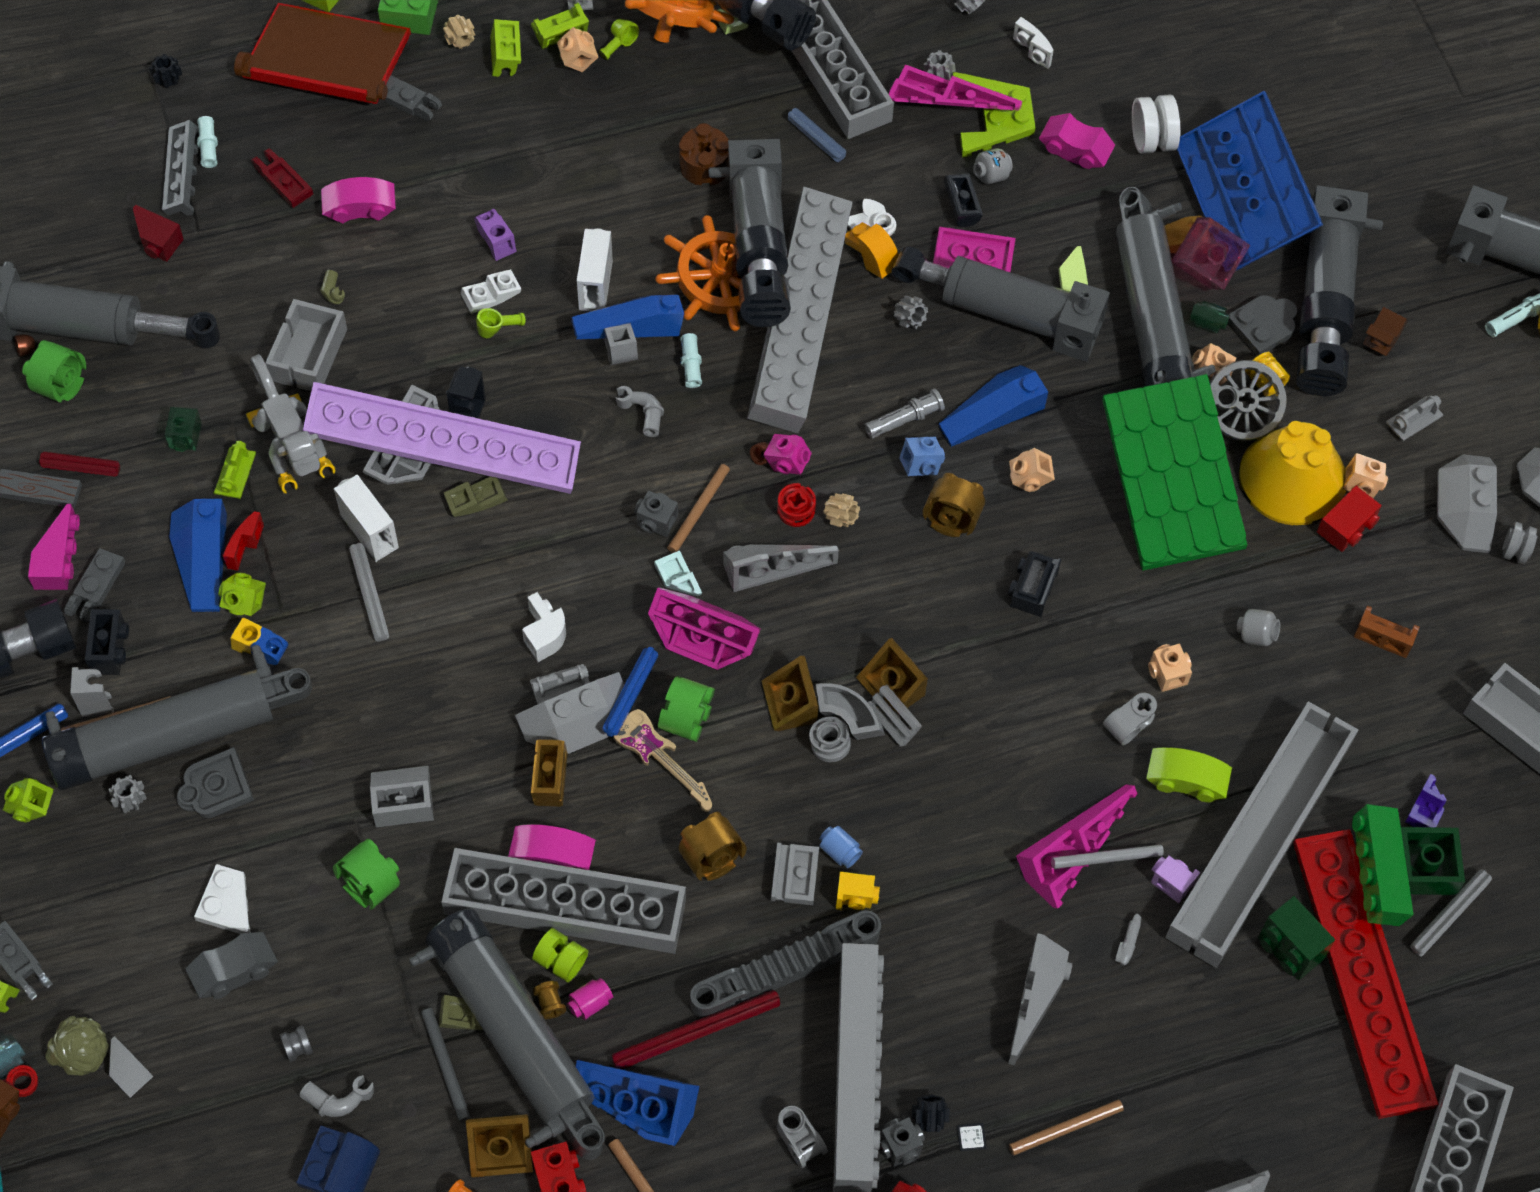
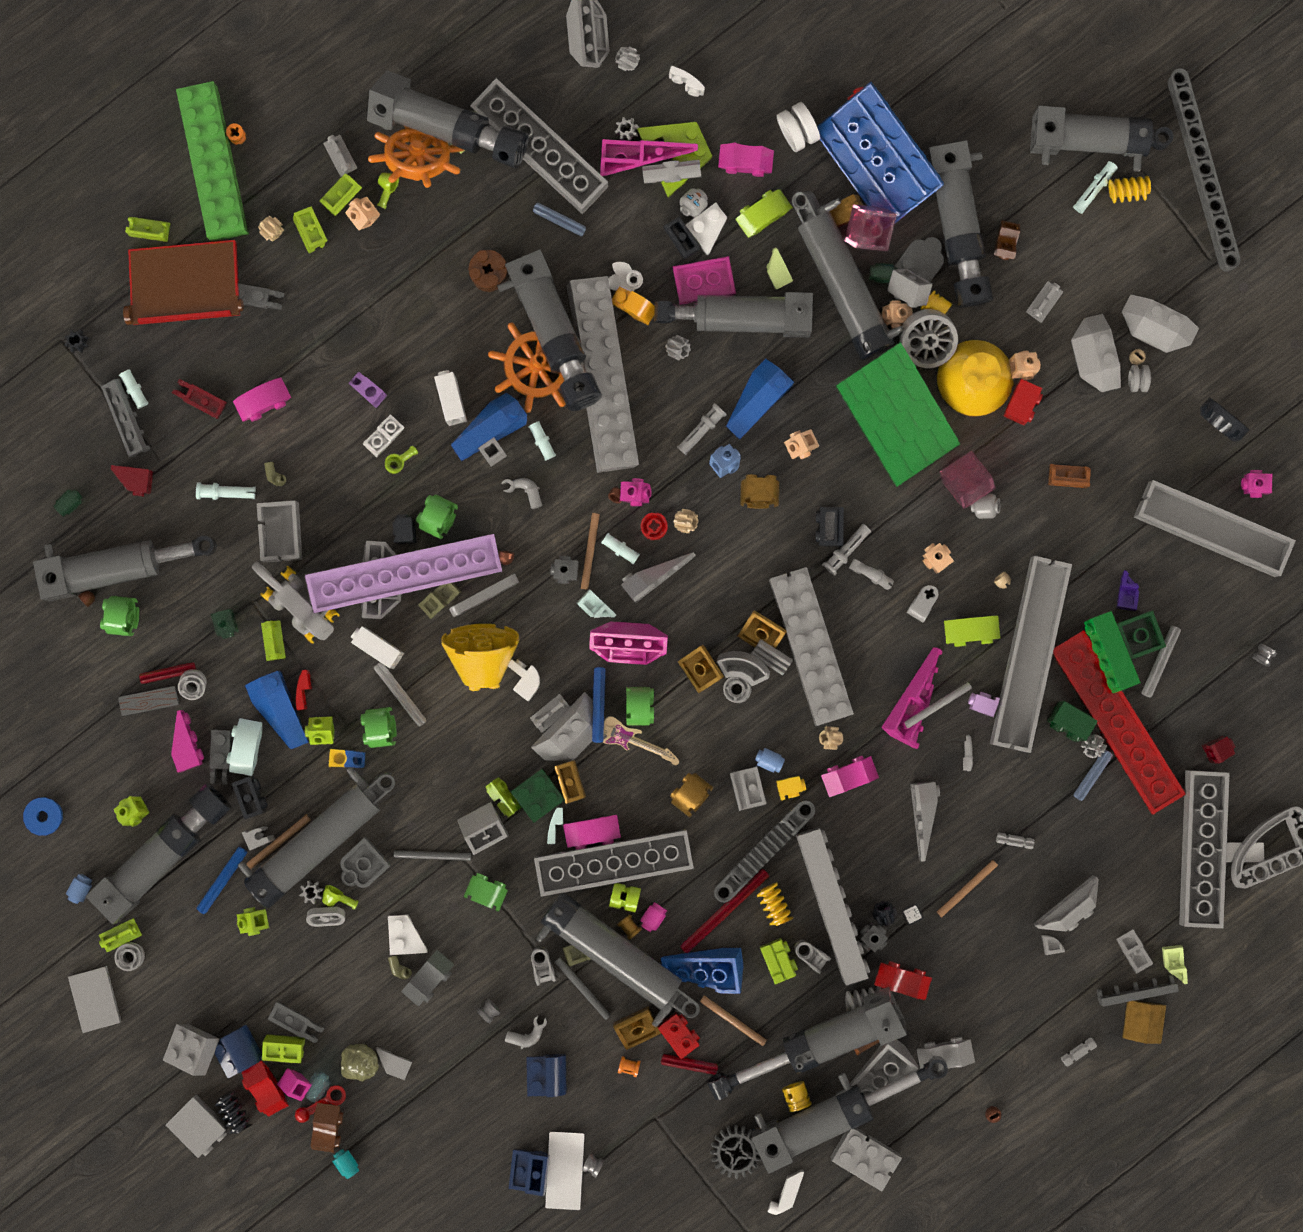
camera: 15 degrees left, 25 degrees up
(60, 232) = (68, 502): none -> clear green brick
(91, 481) = (196, 677): none -> light grey wheel
(132, 835) = (325, 916): none -> light grey plate
(133, 580) = (245, 747): none -> light aqua brick
(152, 811) = (332, 895): none -> lime bar
(194, 941) = (399, 970): none -> olive arm
(250, 281) = (215, 491): none -> light aqua pin
(316, 808) = (432, 855): none -> dark grey bar
(321, 614) = (379, 727): none -> bright green brick
(400, 1013) = (543, 969): none -> light grey piece
(445, 754) = (508, 804): none -> lime hinge
(497, 570) = (480, 653): none -> yellow cone
(497, 777) = (538, 795): none -> dark green brick
(505, 819) = (556, 820): none -> light aqua slope
(516, 394) = (437, 516): none -> bright green brick
(535, 510) = (484, 595): none -> light grey beam
(585, 476) = (506, 557): none -> copper hinge
(740, 516) = (620, 548): none -> light aqua pin
(747, 1126) = (778, 961): none -> lime brick
(769, 1043) = (773, 904): none -> yellow piece
(938, 846) = (831, 738): none -> tan gear
(947, 906) = (849, 776): none -> dark pink brick
(954, 721) = (811, 646): none -> light grey piece
(978, 122) = (671, 171): none -> light grey piece
(1001, 200) = (707, 227): none -> white wing
(1037, 623) = (840, 556): none -> light grey pin
(1077, 658) = (875, 575): none -> light grey piece
(1078, 203) = (763, 213): none -> lime brick
(1160, 1083) = (1015, 840): none -> light grey axle
(1239, 336) = (909, 287): none -> light grey brick
(1243, 582) = (967, 480): none -> clear pink brick
(1253, 730) = (1002, 579): none -> tan hinge
(1305, 1032) = (1092, 775): none -> sand blue axle
(1323, 994) = (1094, 746): none -> light grey gear
(1505, 1056) = (1219, 749): none -> dark red slope
(1521, 517) = (1134, 359): none -> tan hinge

